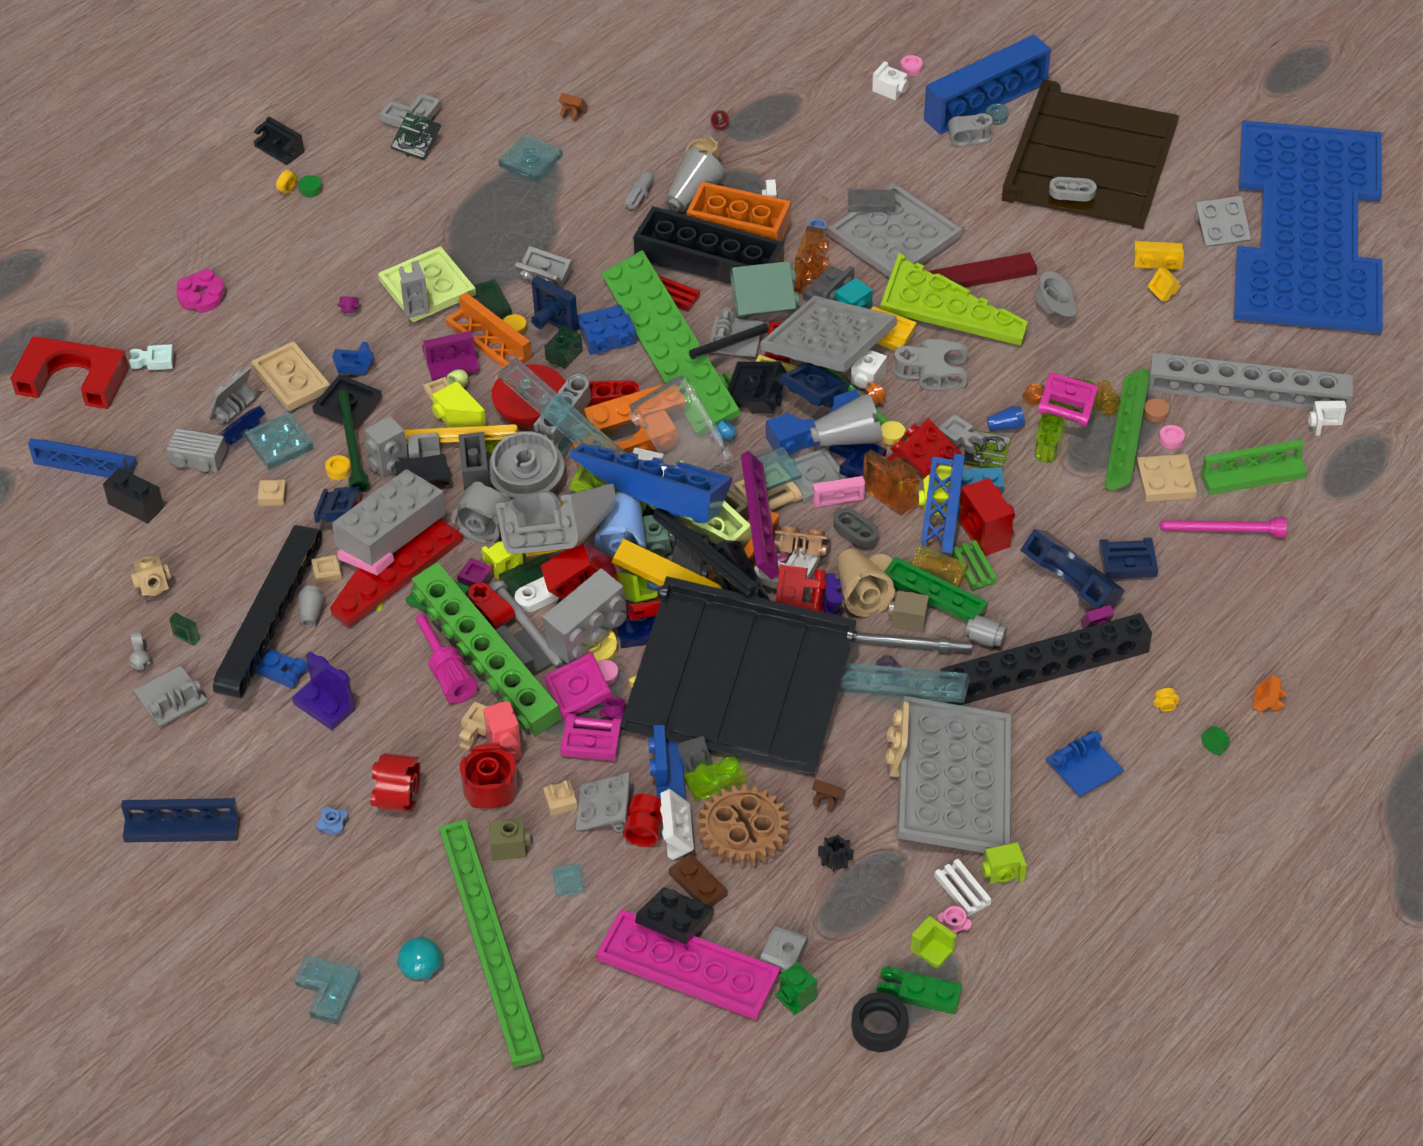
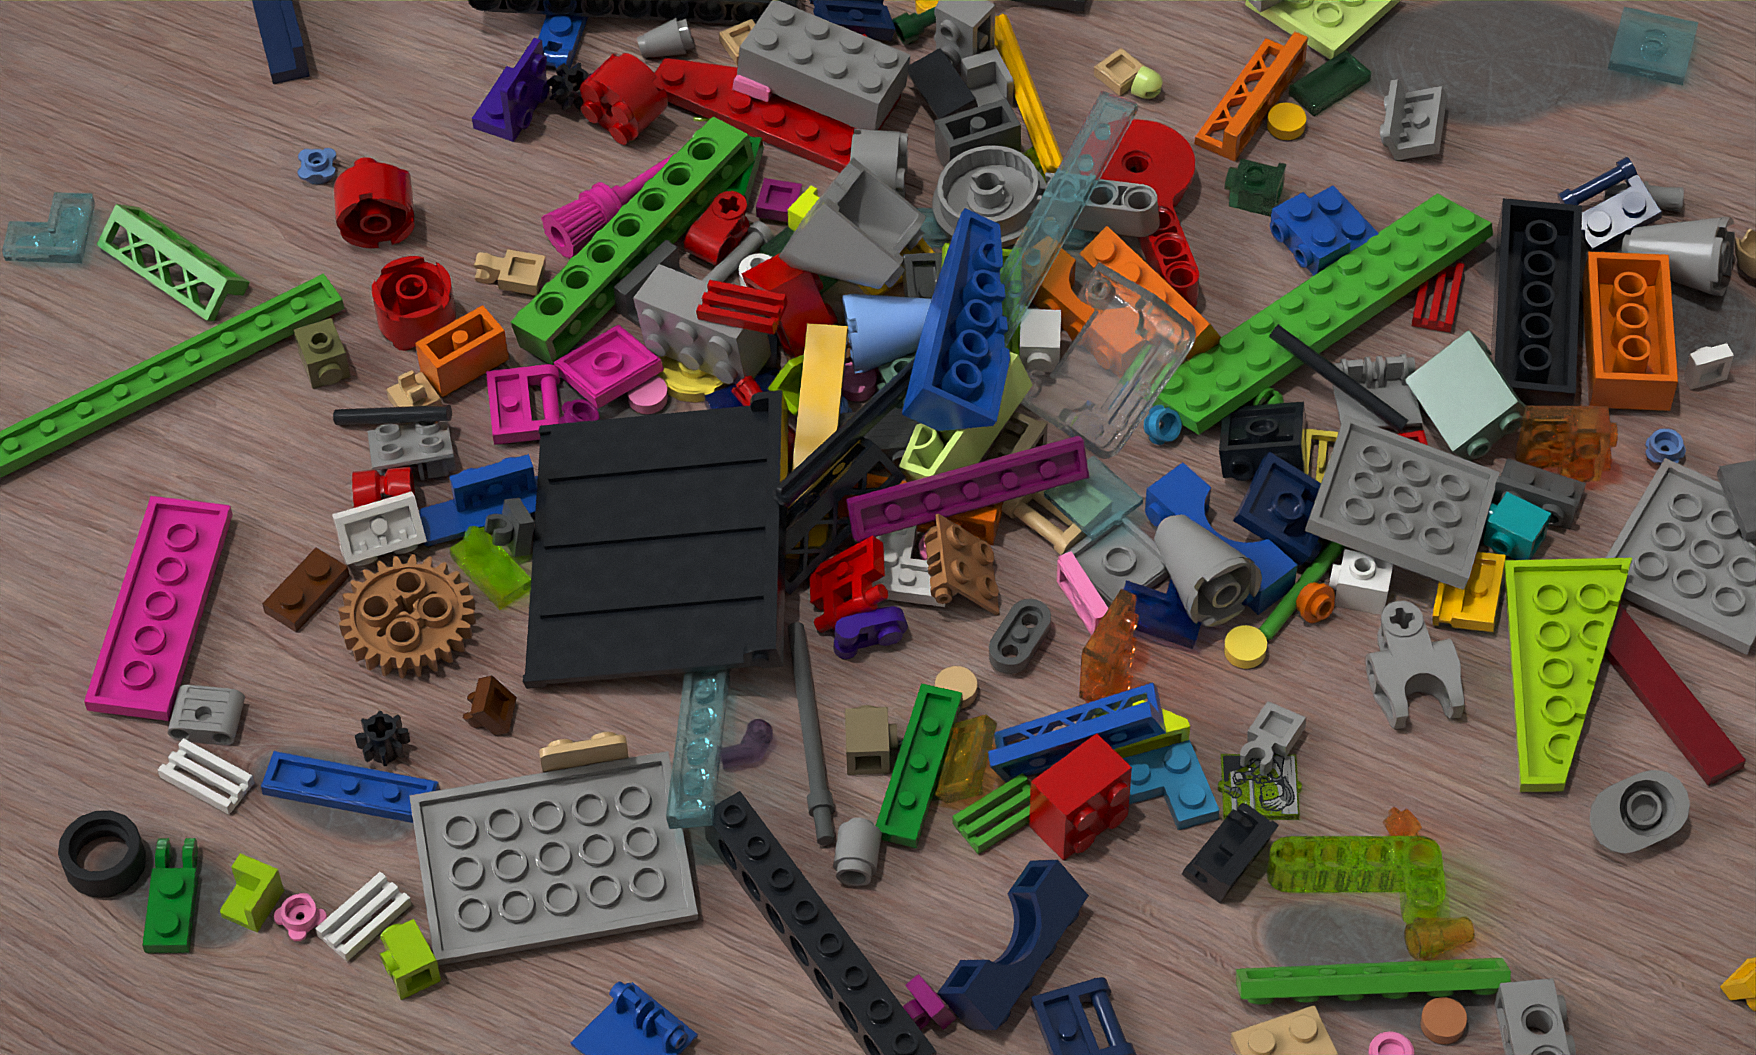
camera: 75 degrees right, 5 degrees up
(335, 656) = (567, 86): none -> black gear
(361, 630) = (622, 97): none -> red brick
(380, 909) = (180, 251): none -> bright green fence
(420, 958) = (118, 315): teal hair -> none
(450, 354) = (1187, 60): magenta bracket -> none
(457, 407) = (1082, 87): neon yellow slope -> none
(503, 728) = (486, 283): coral brick -> none
(542, 755) = (462, 351): none -> orange brick
(553, 305) = (1320, 146): dark blue plate -> none
(568, 880) = (277, 441): clear light blue tile -> none
(575, 807) = (392, 415): none -> black bar
(595, 570) = (744, 302): none -> red tile
(650, 194) = (1617, 215): none -> plate
(674, 915) = (230, 568): black plate -> none
(796, 988) = (130, 733): green brick -> none
(847, 943) = (218, 765): none -> white tile
(862, 881) = (343, 786): none -> blue tile
(863, 584) = (896, 659): tan cone -> none
(921, 445) = (1214, 695): red bracket -> none
(1007, 419) = (1332, 800): blue cone -> none
(1033, 467) = (1230, 851): none -> black hinge
(1069, 392) = (1390, 861): dark pink plate -> none

